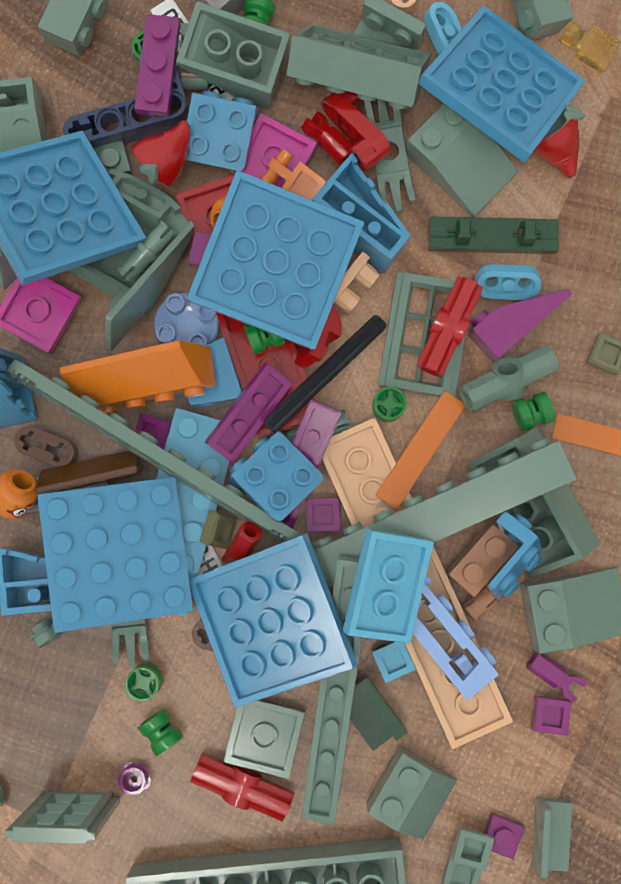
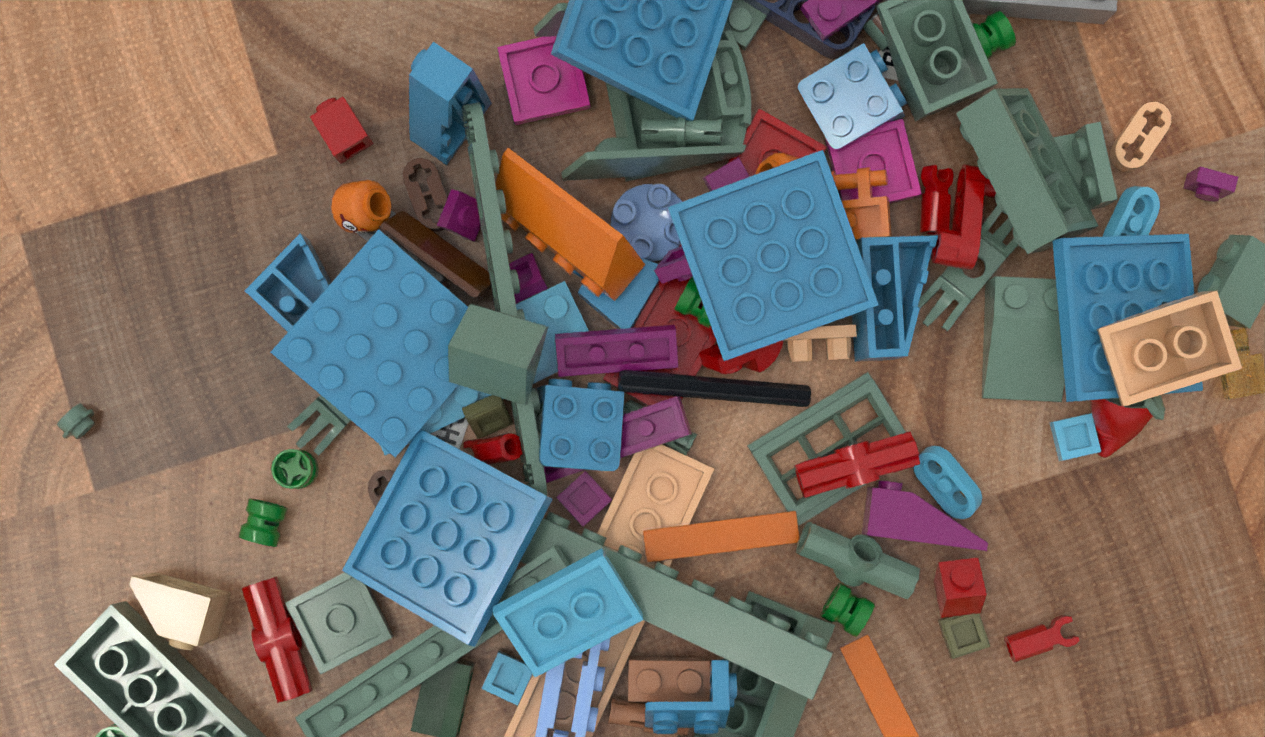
camera: 50 degrees right, 0 degrees up
(44, 634) = (260, 342): sand green plate -> none
(63, 818) = (118, 503): sand green piece -> none
(77, 437) = (460, 215): none -> magenta plate
(134, 787) = (191, 531): magenta plate -> none
(164, 154) = (784, 67): red hat -> none
(168, 834) = (181, 609): none -> slope
(183, 489) = (496, 353): none -> sand green slope
(227, 329) = (673, 266): none -> magenta plate
(392, 400) = (742, 472): green wheel -> none
(493, 235) = (981, 430): dark green hinge -> none
(546, 70) = (1169, 347): none -> light nougat slope
(547, 181) = (1075, 437): none -> medium azure plate
(579, 330) = (959, 587): none -> red brick

